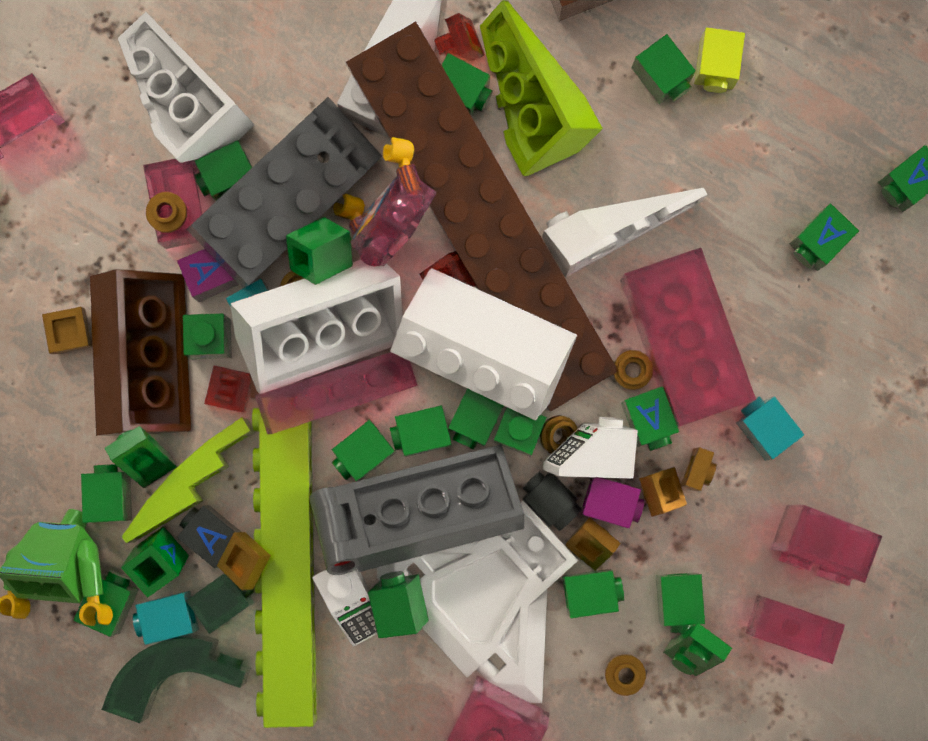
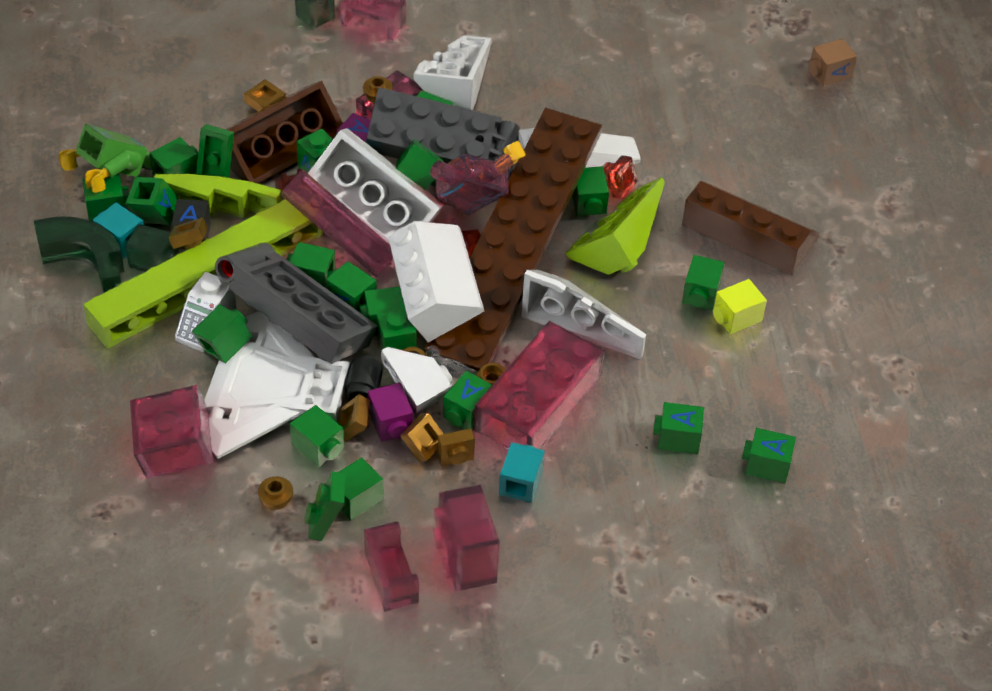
camera: 50 degrees right, 35 degrees down
(588, 405) = (454, 367): none -> clear bar

